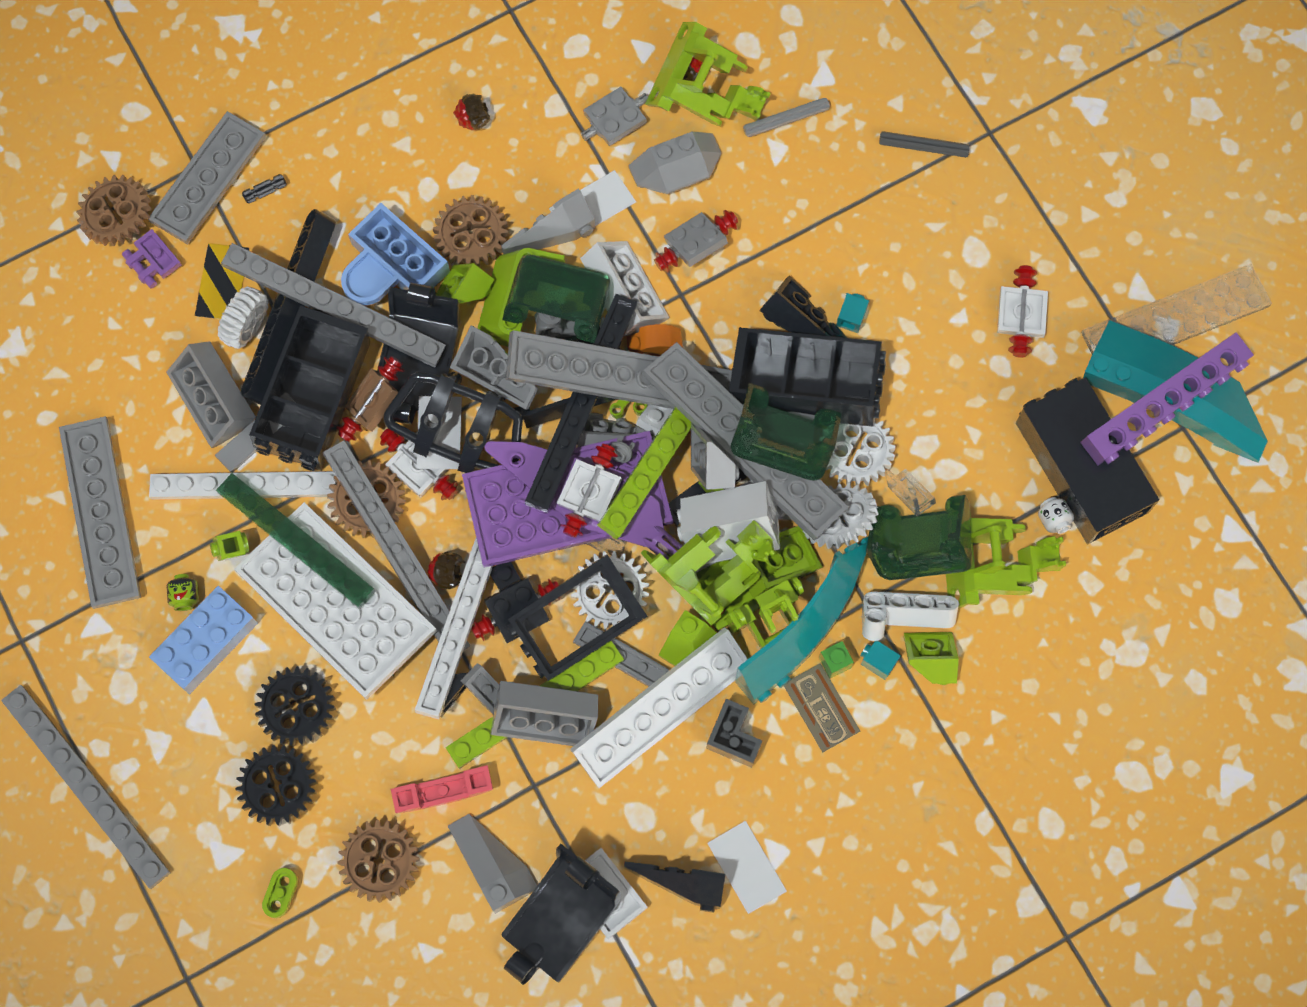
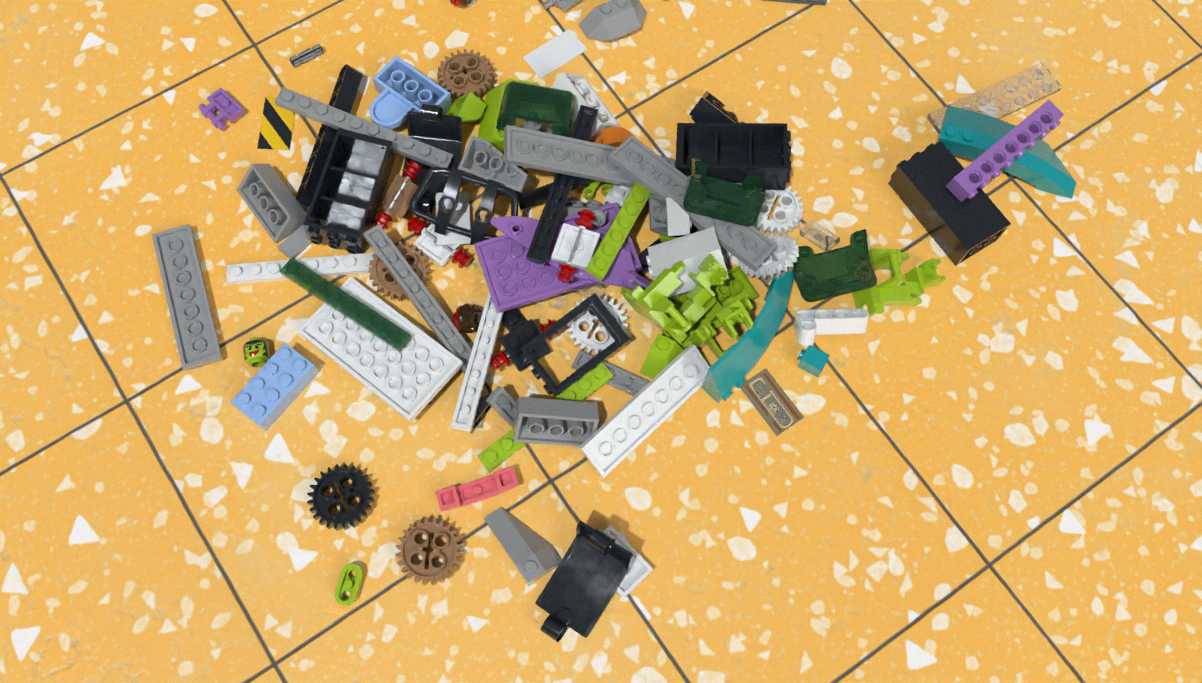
camera: 10 degrees left, 5 degrees down
(86, 787) = (183, 513): light grey plate -> none
(97, 214) = (180, 85): medium nougat gear -> none
(207, 177) = (261, 50): light grey plate -> none
(229, 545) = (292, 312): lime brick -> none
(242, 317) = (294, 143): white gear -> none
(304, 726) = (344, 418): black gear -> none
(564, 224) = (533, 65): light grey wedge -> none
(695, 240) = (634, 70): light grey plate -> none
(697, 887) = (693, 549): black wedge -> none
(727, 735) = (704, 430): dark grey brick -> none
(747, 867) = (728, 531): white sticker -> none
(836, 659) = (779, 363): bright green brick -> none
(852, 312) = (758, 111): teal brick -> none
(933, 656) = (855, 355): lime slope -> none
(1022, 311) = (882, 104): white plate -> none
(1056, 515) = (930, 245): white head -> none

